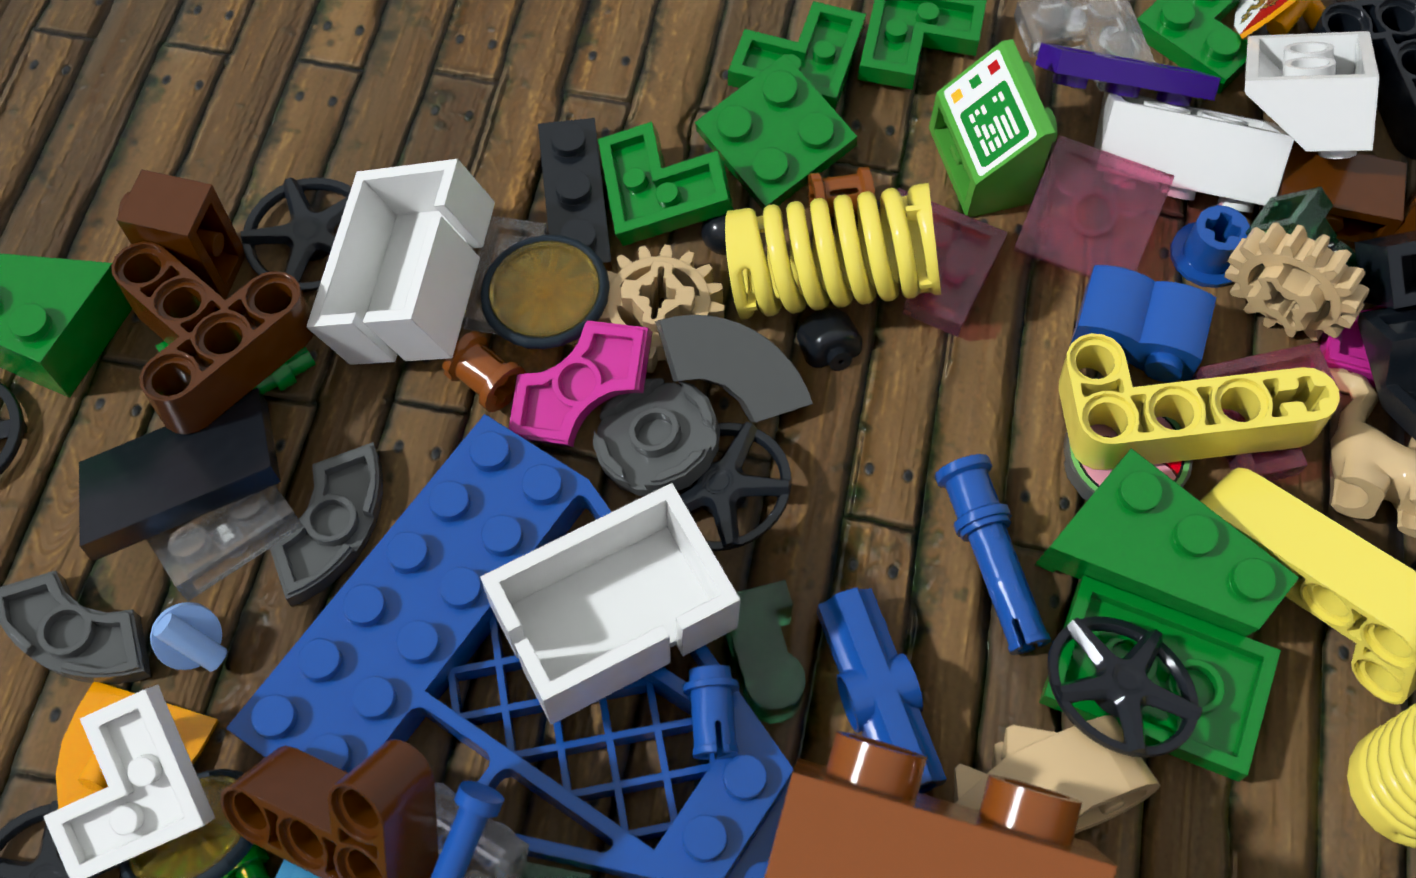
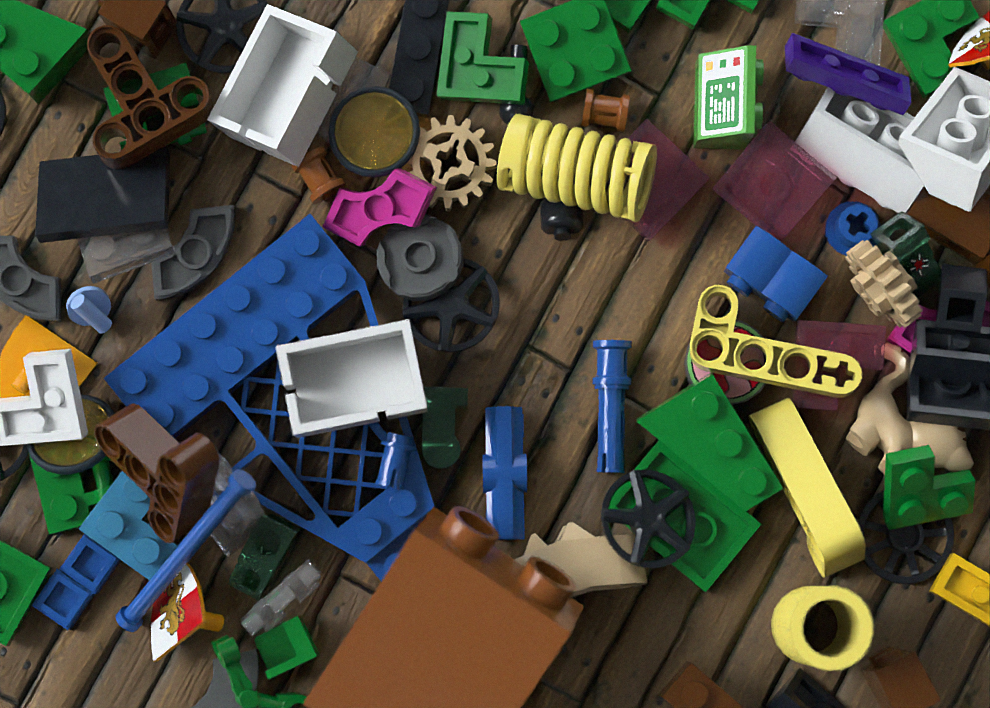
camera: 15 degrees right, 20 degrees up
(734, 359) = (487, 222): dark grey tile -> none

